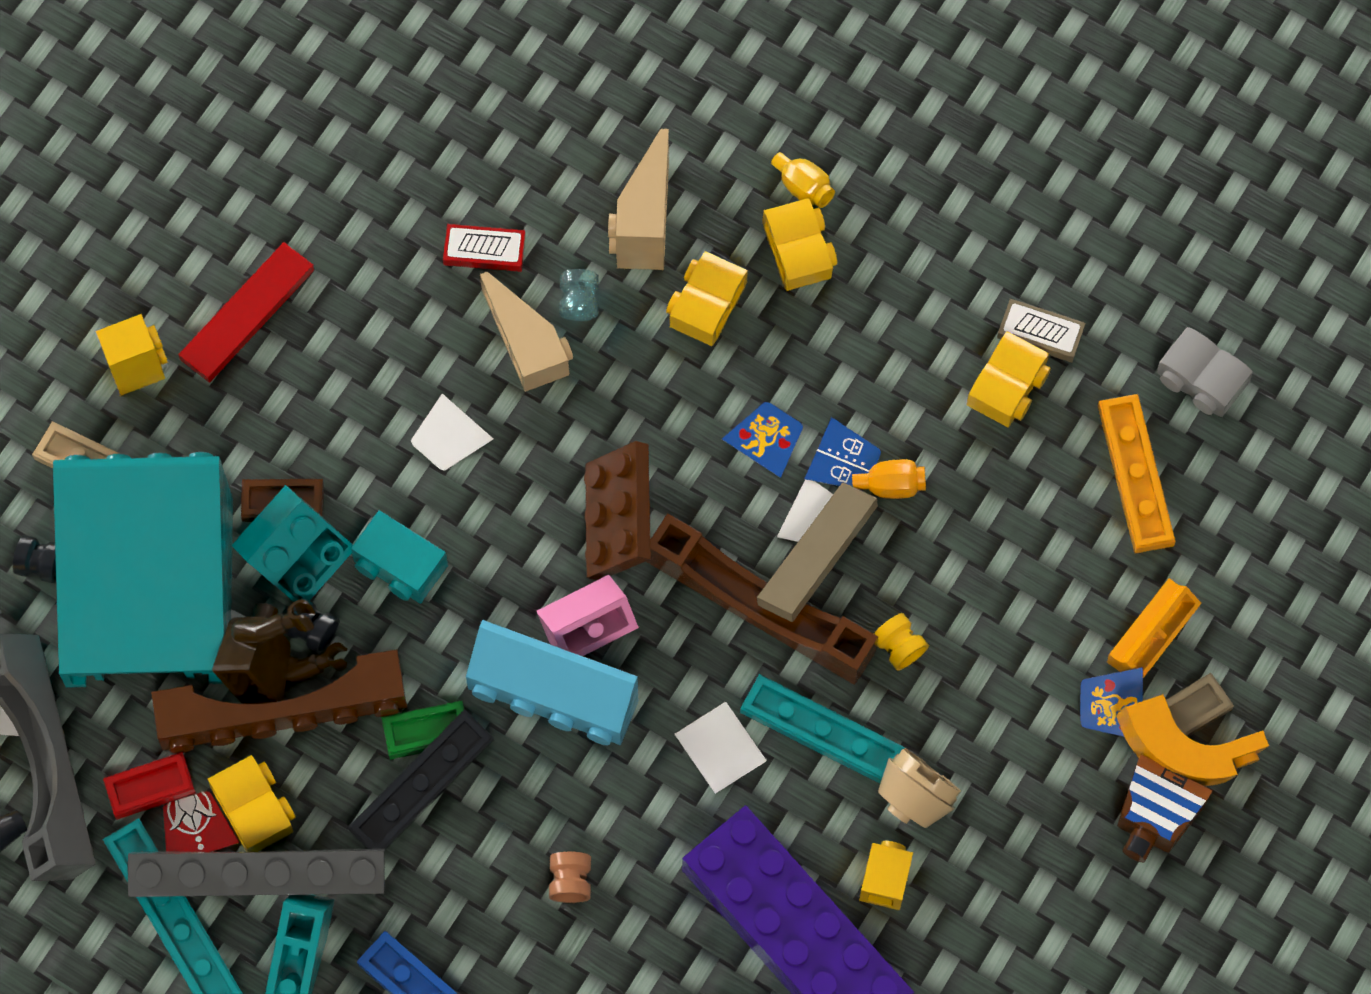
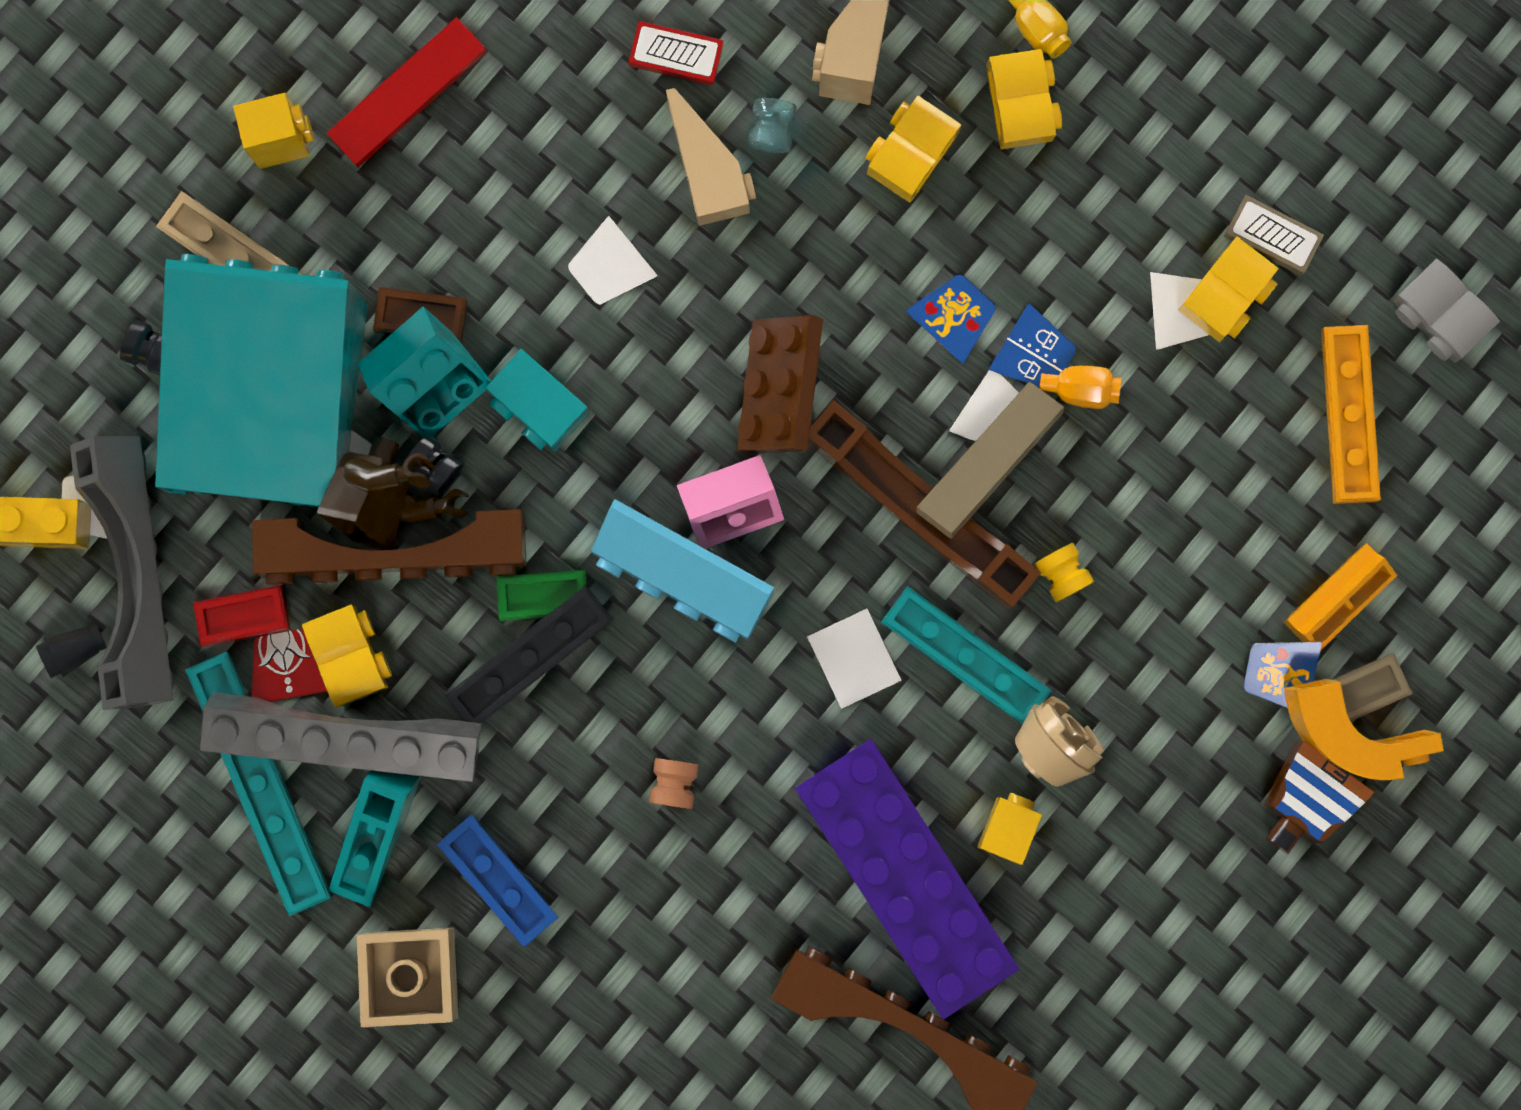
camera: 10 degrees right, 15 degrees up
(961, 418) = (1167, 297): none -> white sticker

